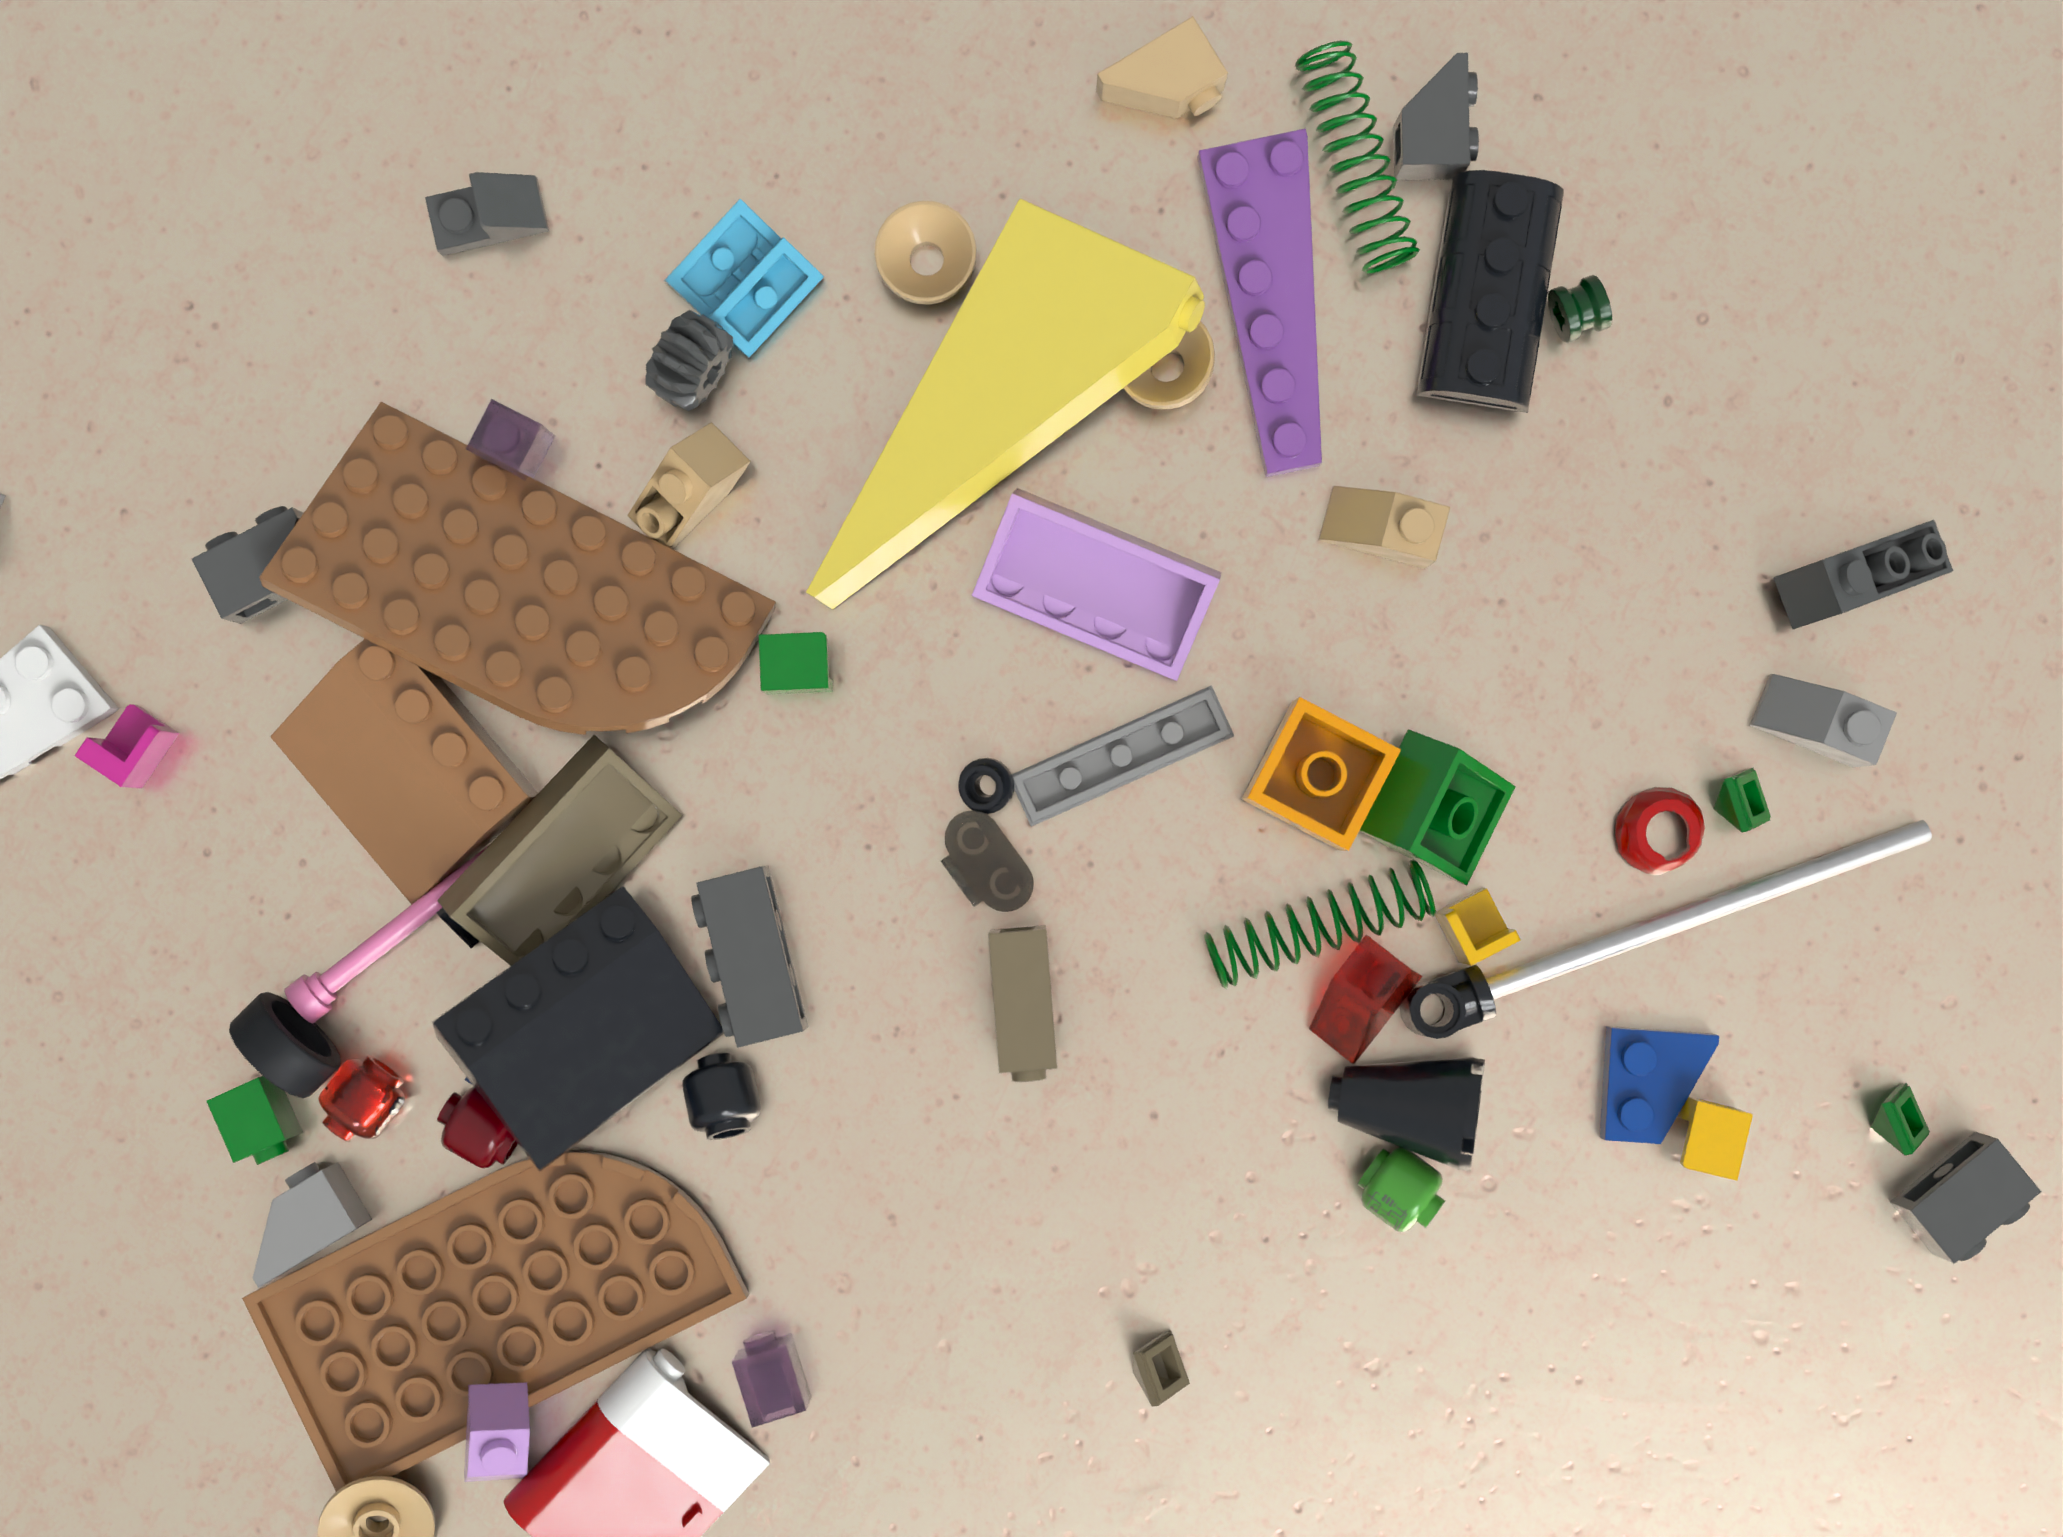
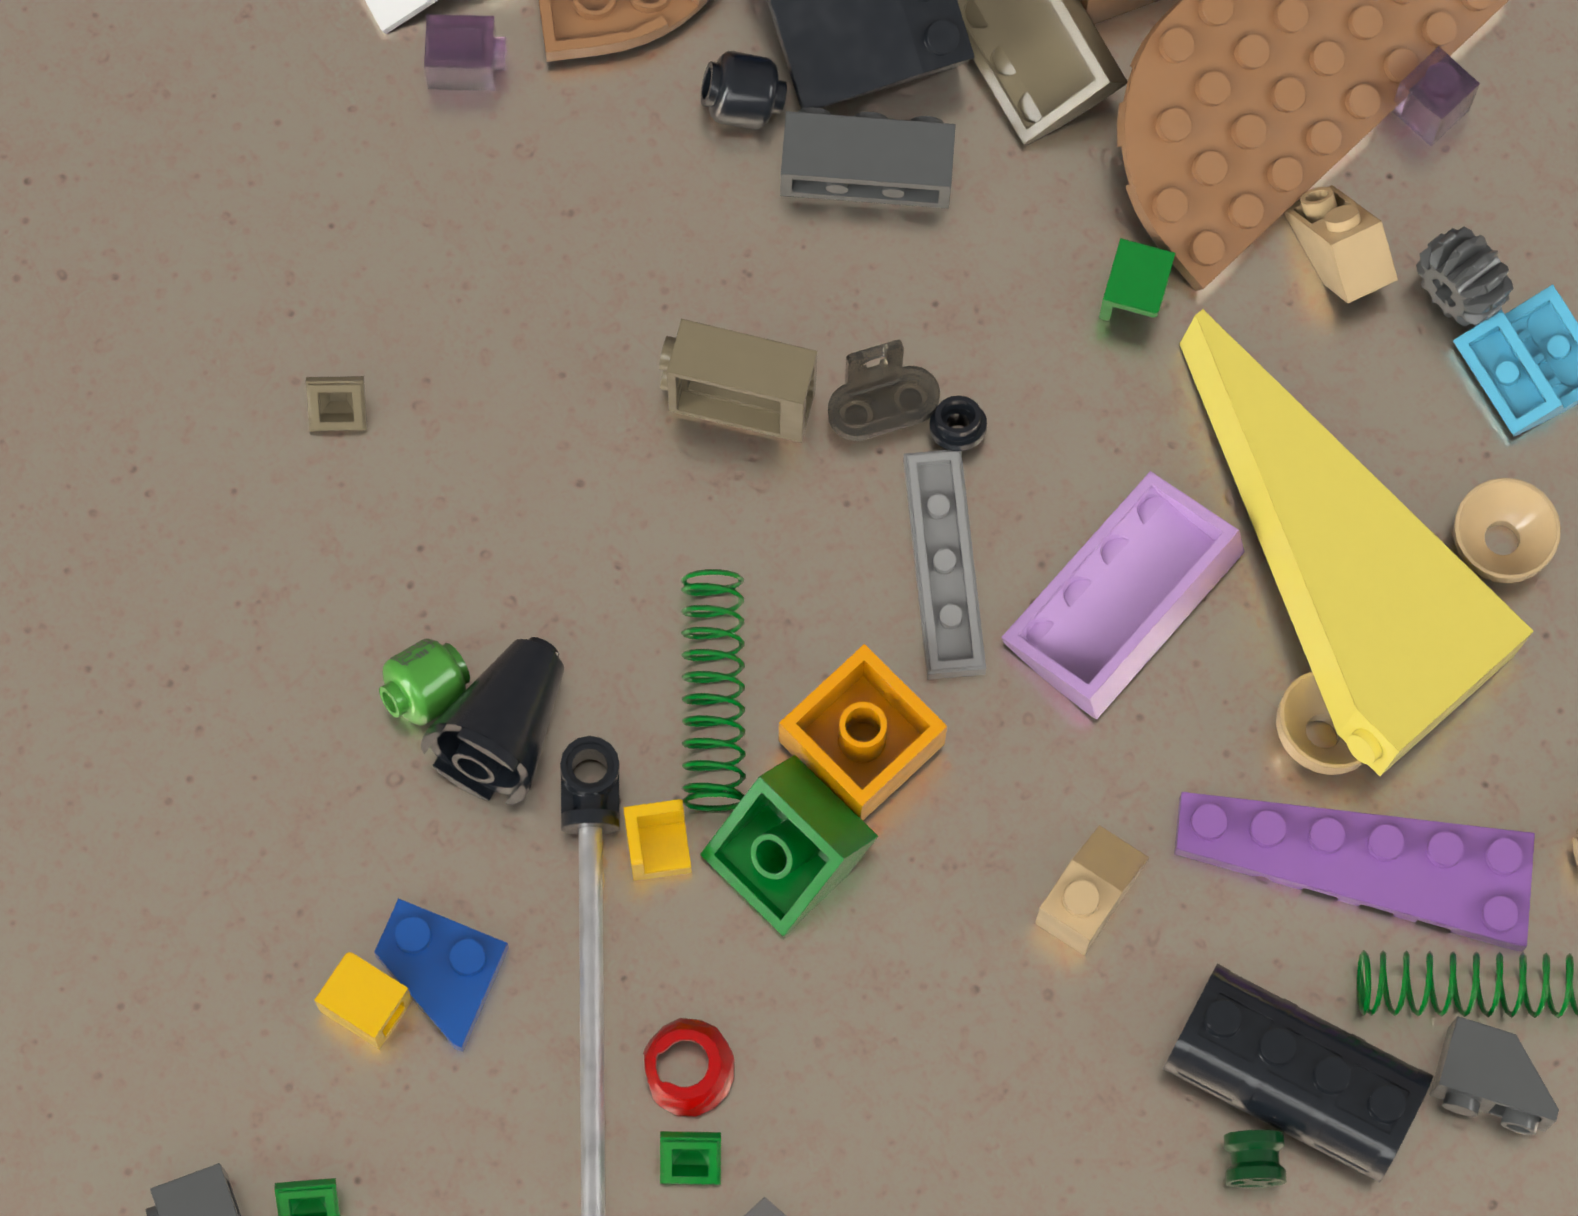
camera: 105 degrees right, 15 degrees down
(1362, 998) = (629, 708): clear red slope -> none

